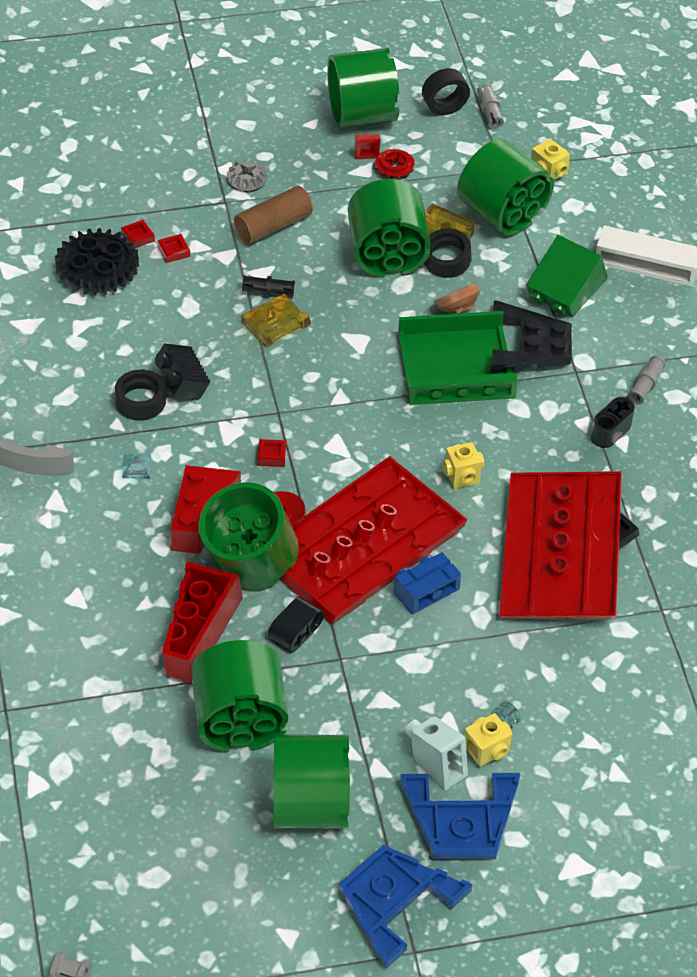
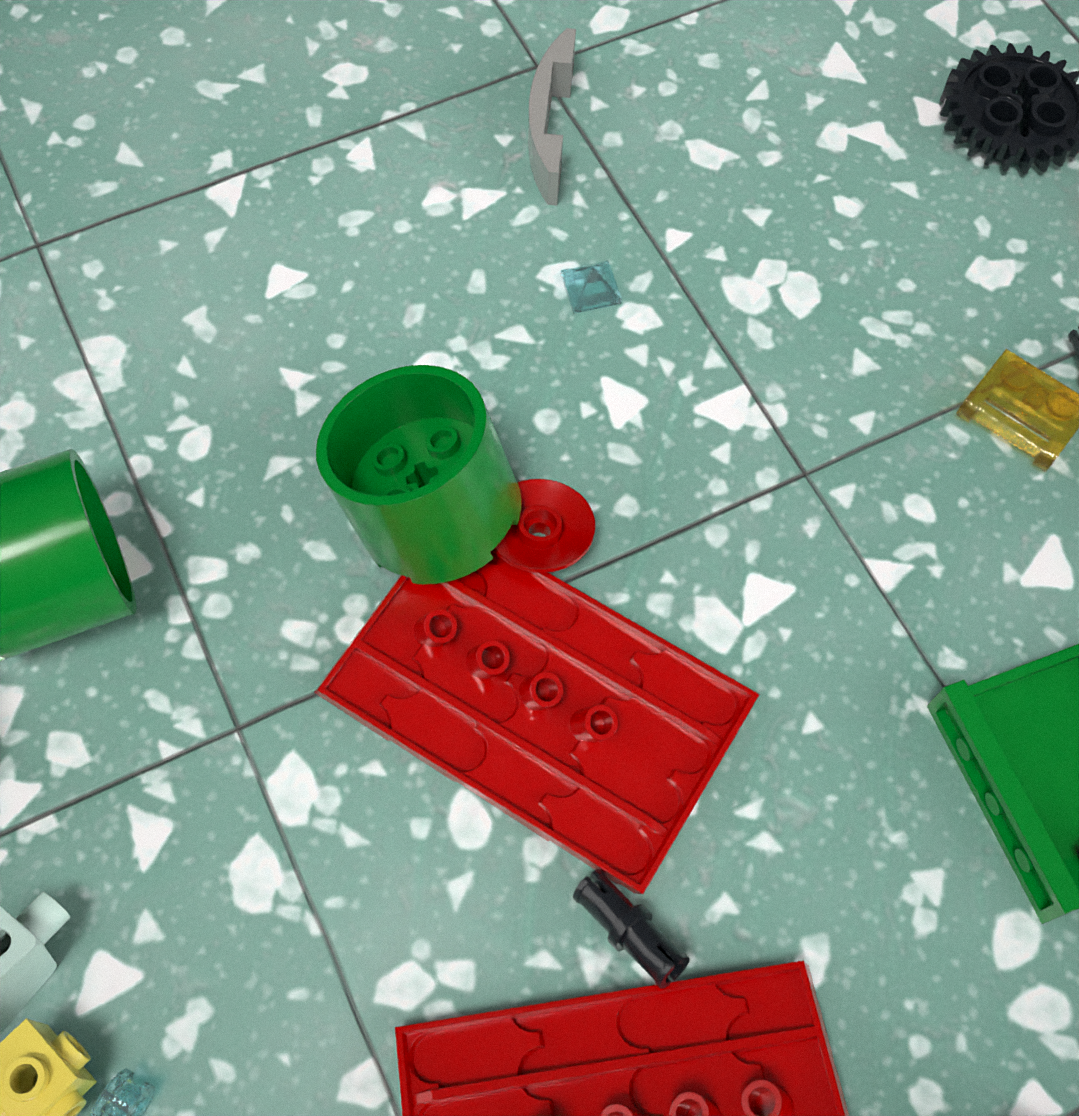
camera: 75 degrees right, 15 degrees up
(142, 409) = (744, 215): black tyre -> none
(182, 371) = (817, 286): black brick -> none
(196, 489) = (530, 391): red wedge -> none
(200, 616) = (226, 455): red wedge -> none
(272, 453) = (698, 485): red tile -> none
(296, 623) = (284, 623): black beam -> none
(426, 582) = (445, 846): blue brick -> none
(463, 465) = (769, 863): light yellow brick -> none
(481, 525) = (631, 928): none -> black pin

